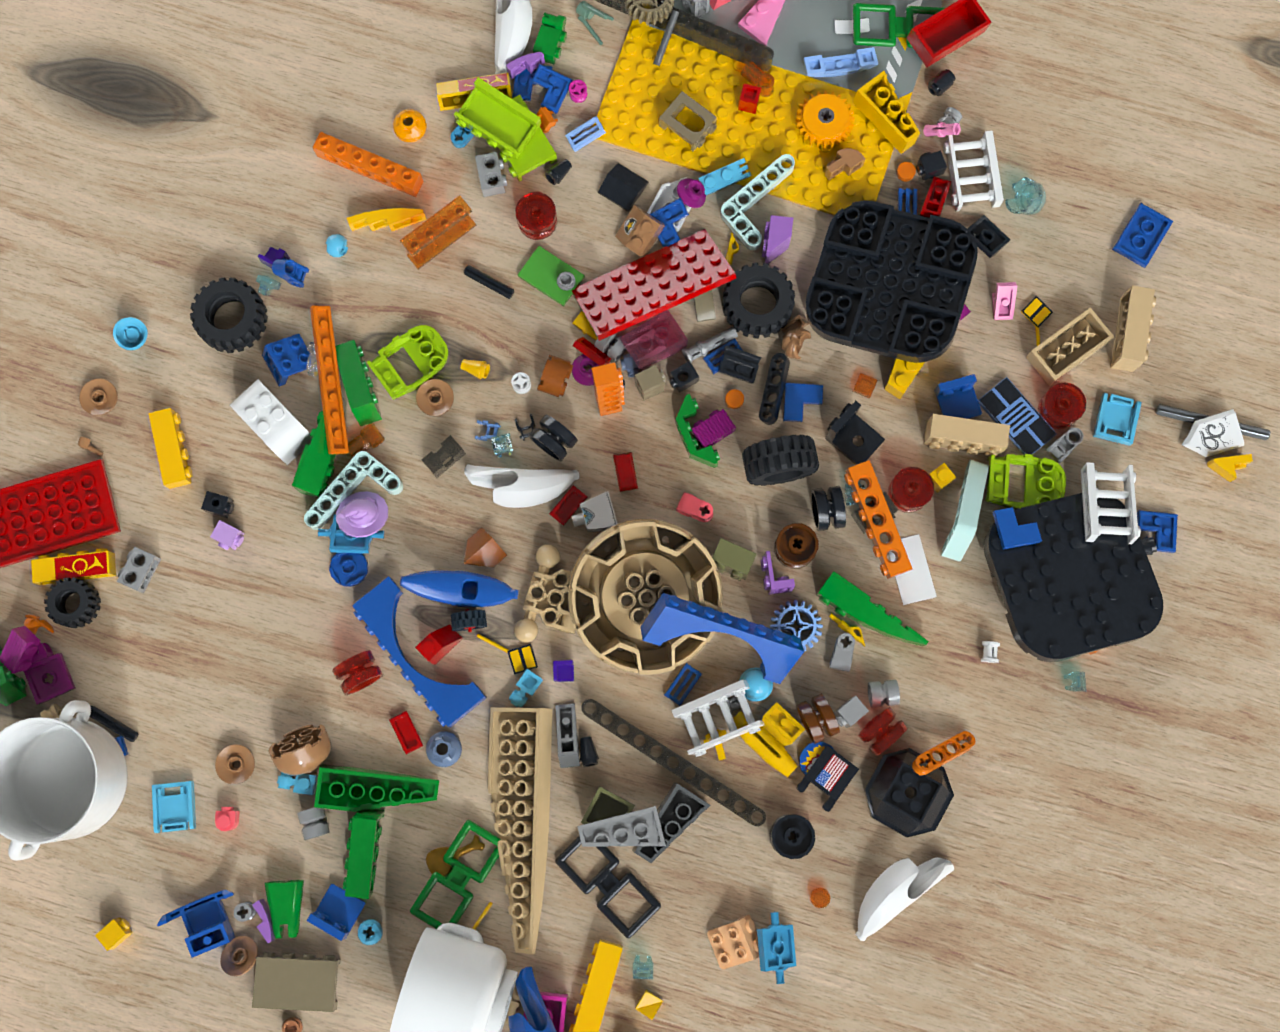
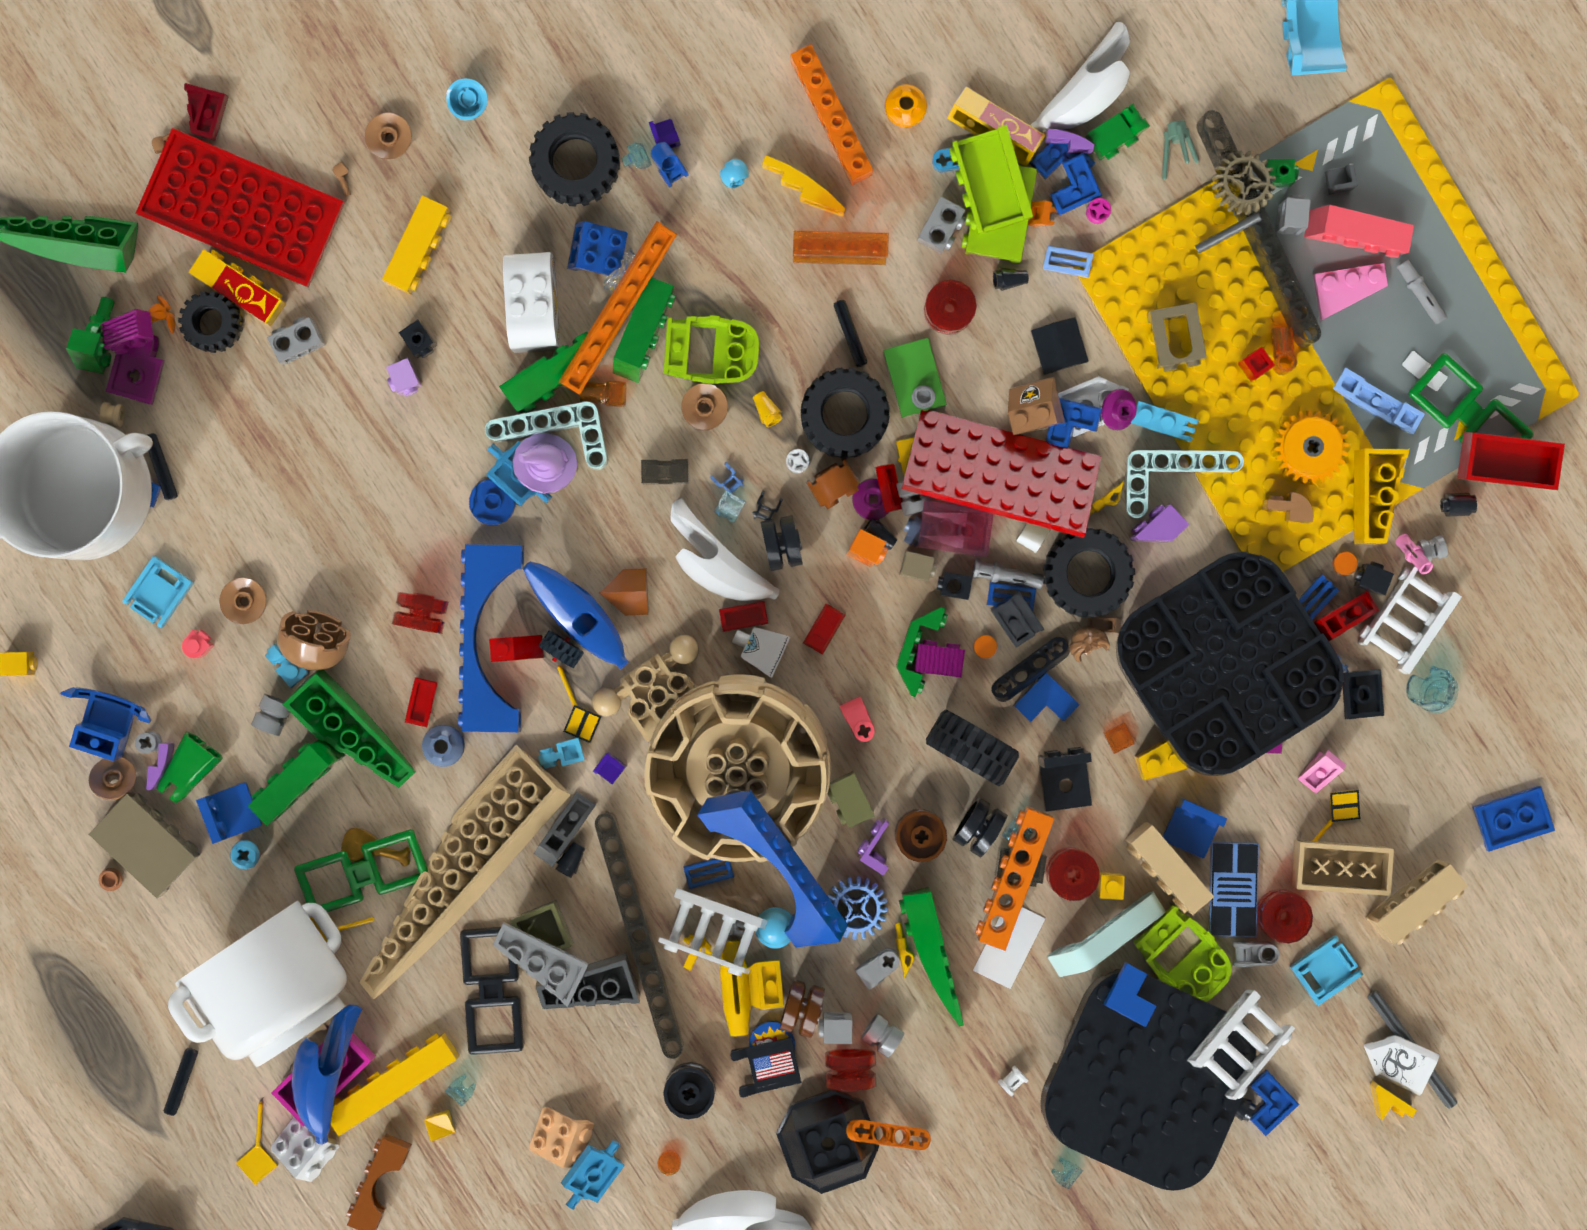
camera: 40 degrees right, 10 degrees up
(519, 306) = (840, 381): none -> black tyre

